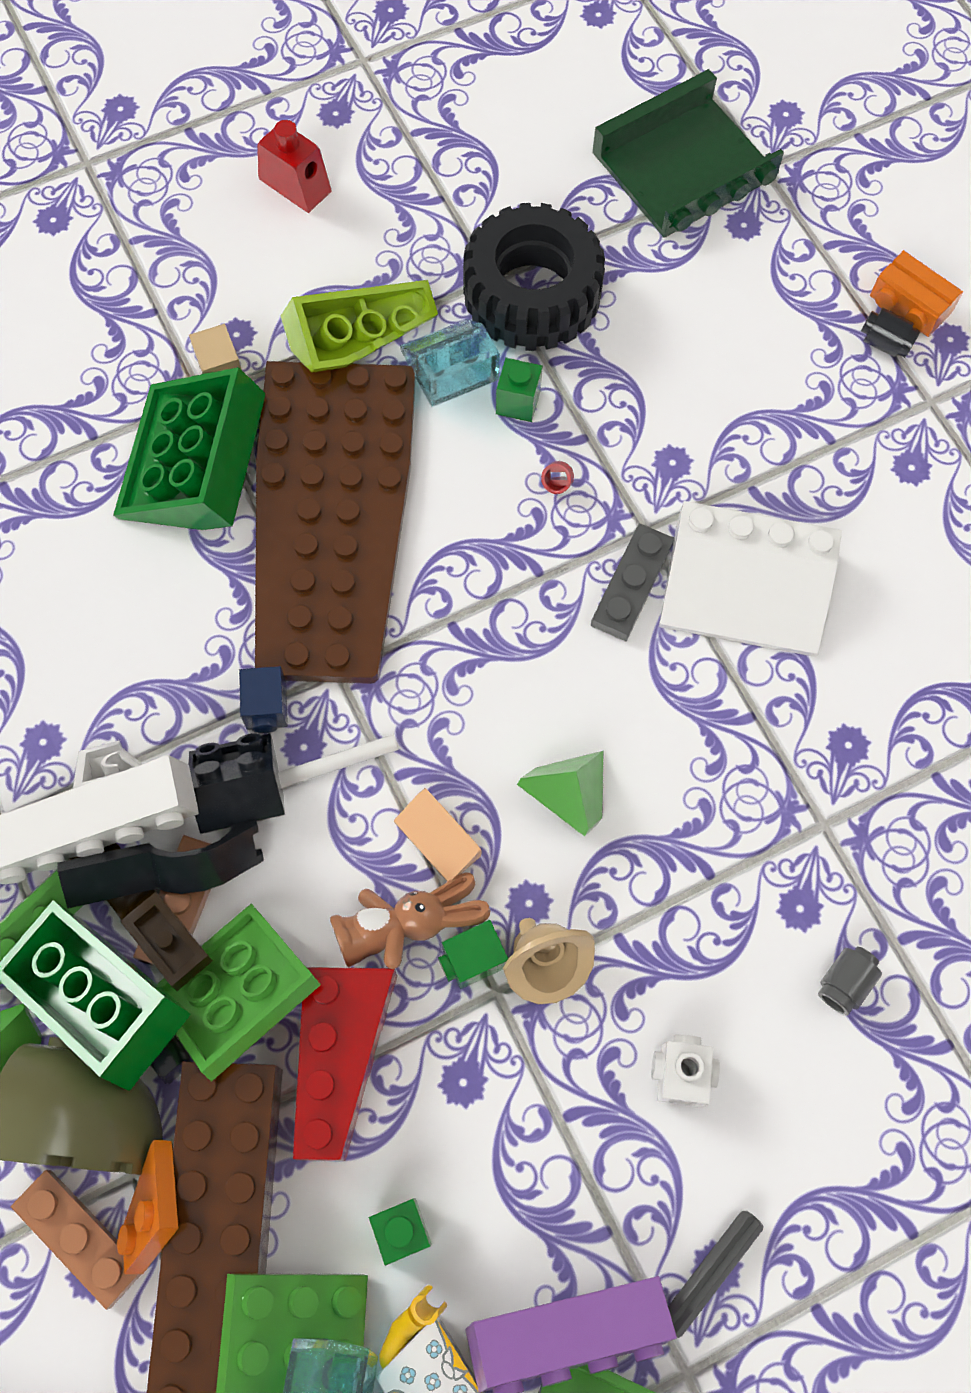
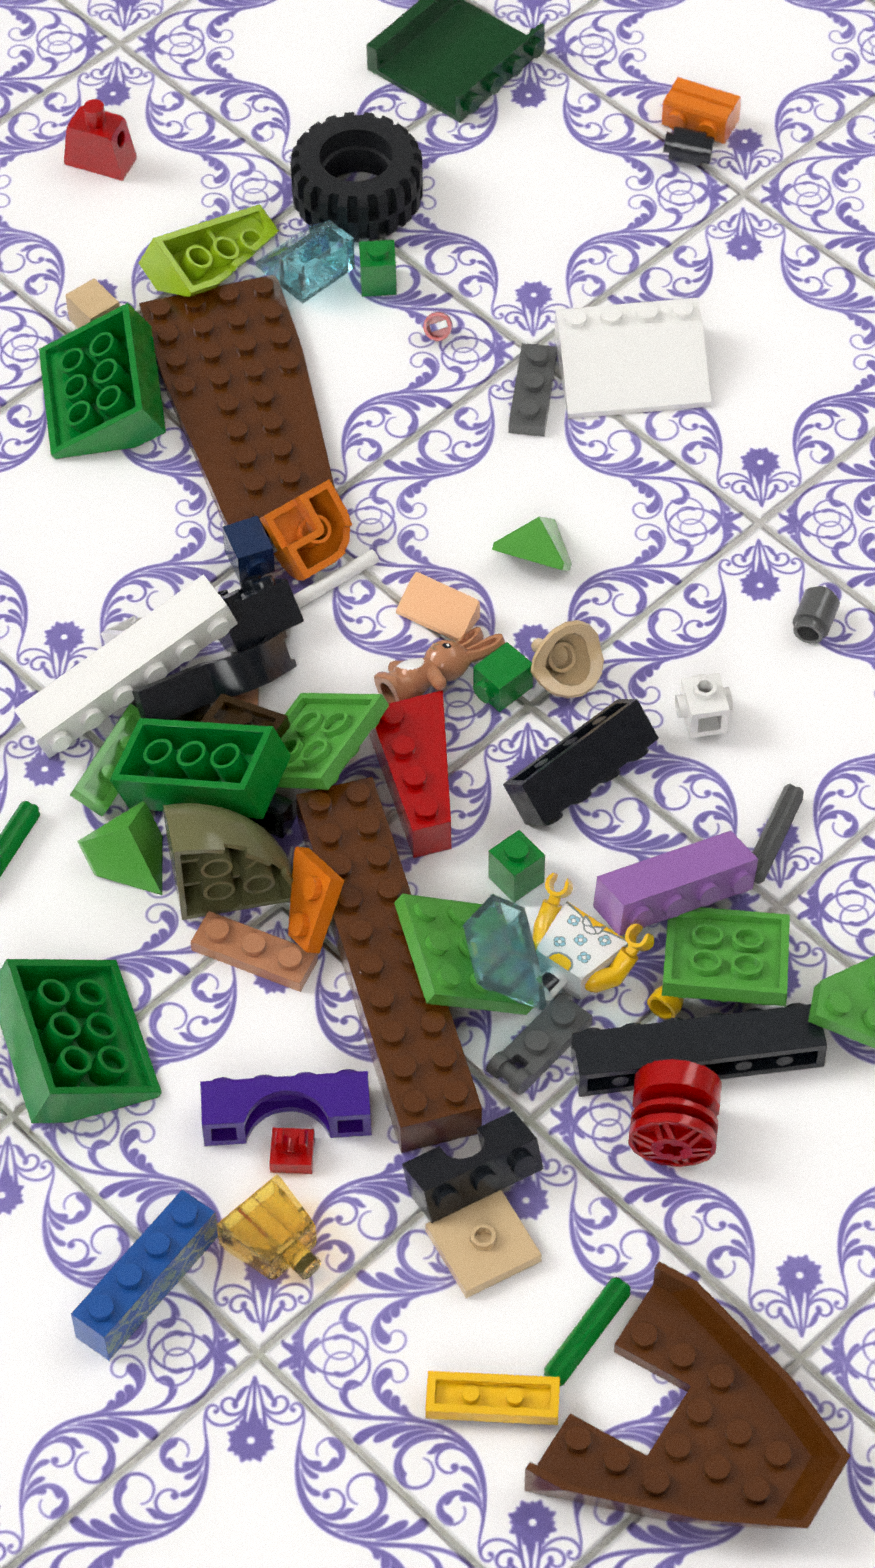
camera: 15 degrees left, 15 degrees down
(331, 700) = (309, 531): none -> orange brick
(522, 1114) = (581, 762): none -> black brick

